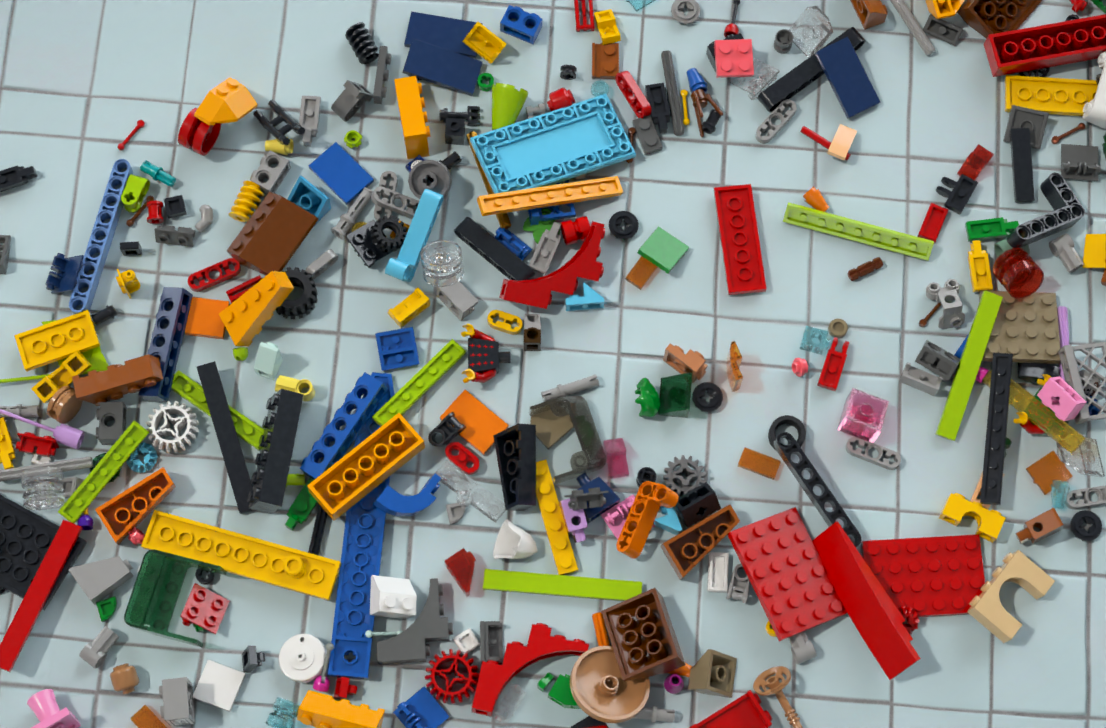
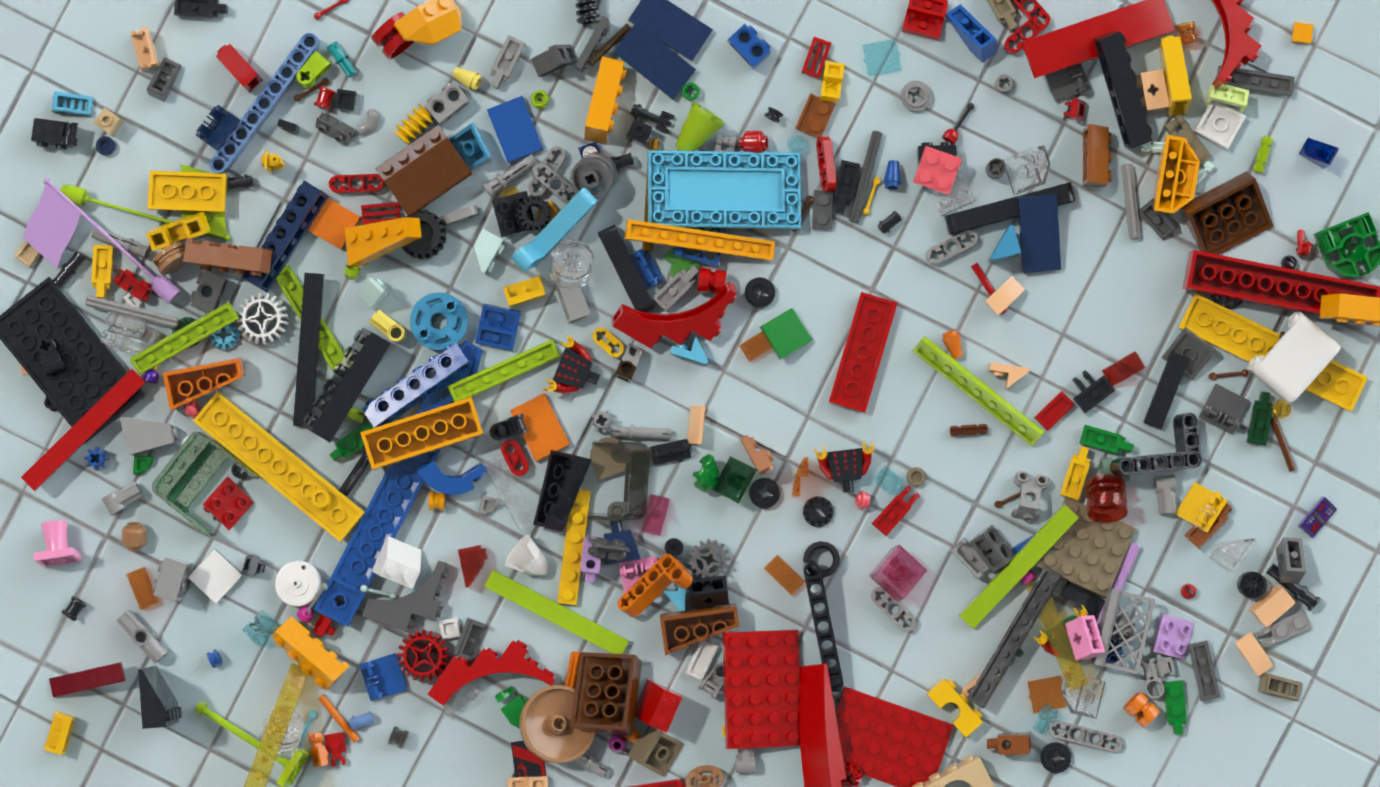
camera: 20 degrees right, 15 degrees up
(61, 624) = (91, 458): none -> blue gear
(66, 214) = (238, 67): none -> red slope
(281, 116) = (465, 54): black piece -> none
(346, 349) = (450, 308): none -> dark azure piece
(358, 283) = (486, 249): none -> light aqua slope
(396, 69) = (609, 44): none -> dark brown bar
(405, 526) = (437, 501): none -> light orange wheel
(484, 42) = (704, 52): yellow hinge -> none
(529, 397) = (598, 424): none -> light grey gear
(605, 395) = (670, 451): none -> black hinge
(618, 361) = (696, 425): none -> light nougat slope
(697, 628) = (657, 705): none -> red slope
(700, 101) = (887, 197): reddish brown plant -> none
(756, 398) = (817, 502): none -> black gear
(769, 341) = (845, 464): none -> torso
(825, 98) = (1007, 246): none -> dark azure slope
(879, 203) = (1013, 372): none -> light nougat slope

